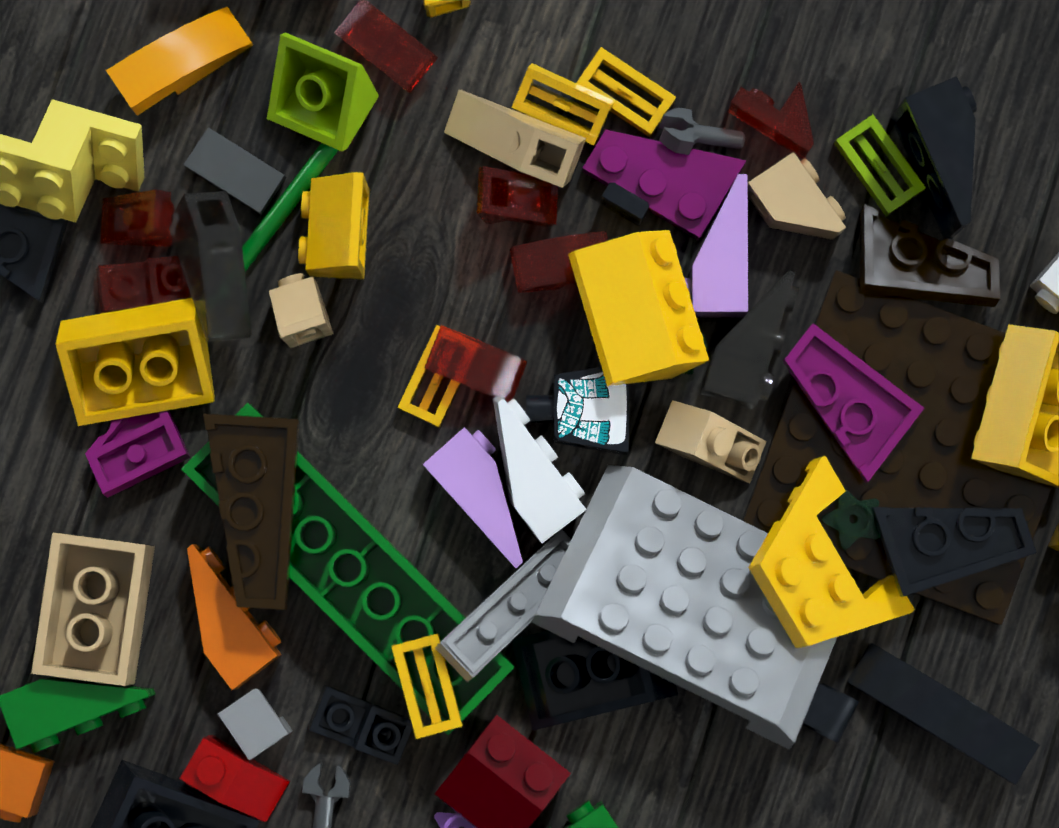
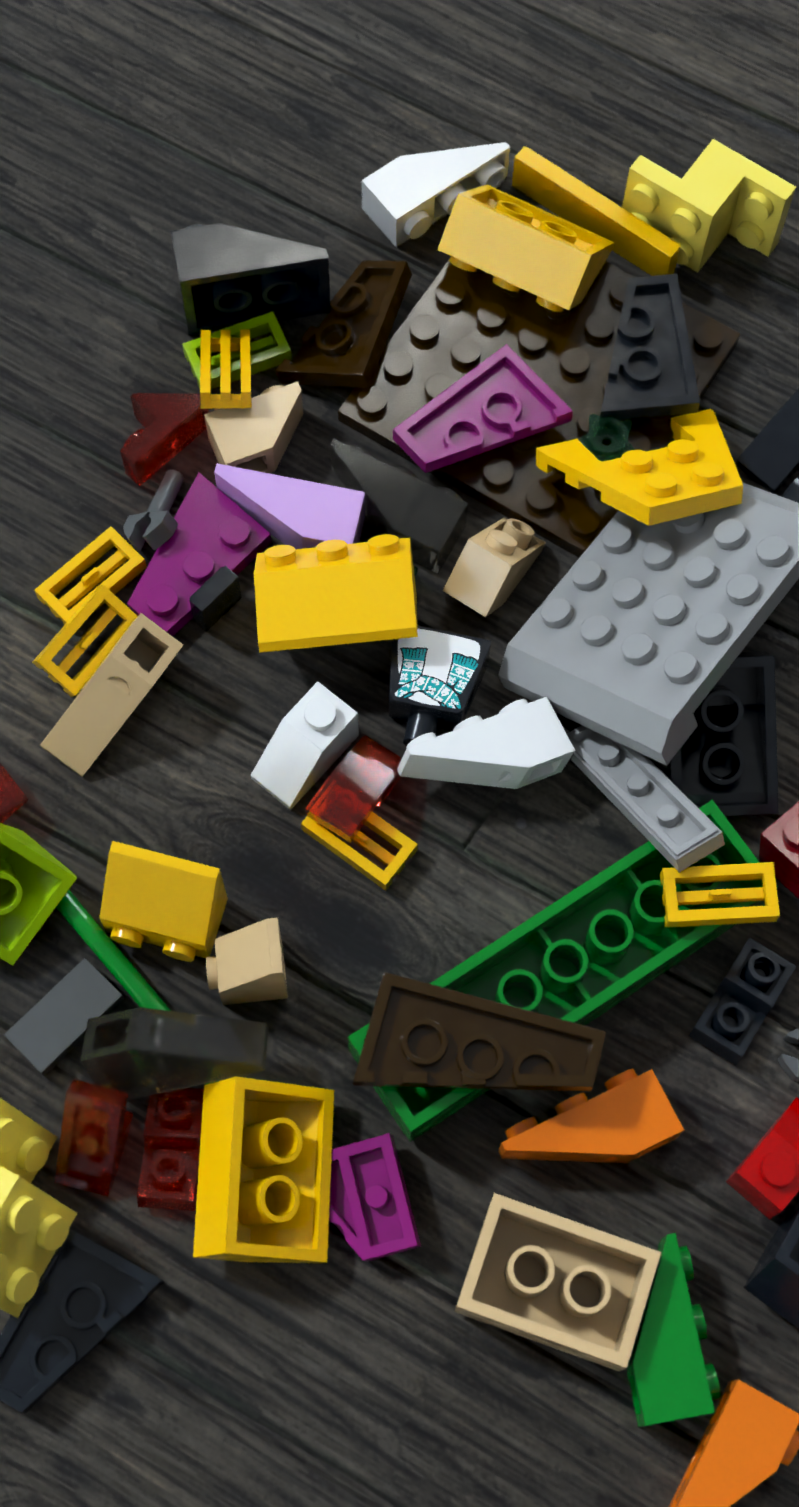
camera: 80 degrees left, 15 degrees down
(254, 723) = (726, 1116): light grey panel -> none
(474, 483) = (496, 814): lavender slope -> none
(504, 313) = (306, 745): none -> white slope
(515, 198) = (178, 707): clear red slope -> none
(546, 262) = (259, 683): clear red slope -> none
(876, 152) = (225, 346): none -> yellow tile

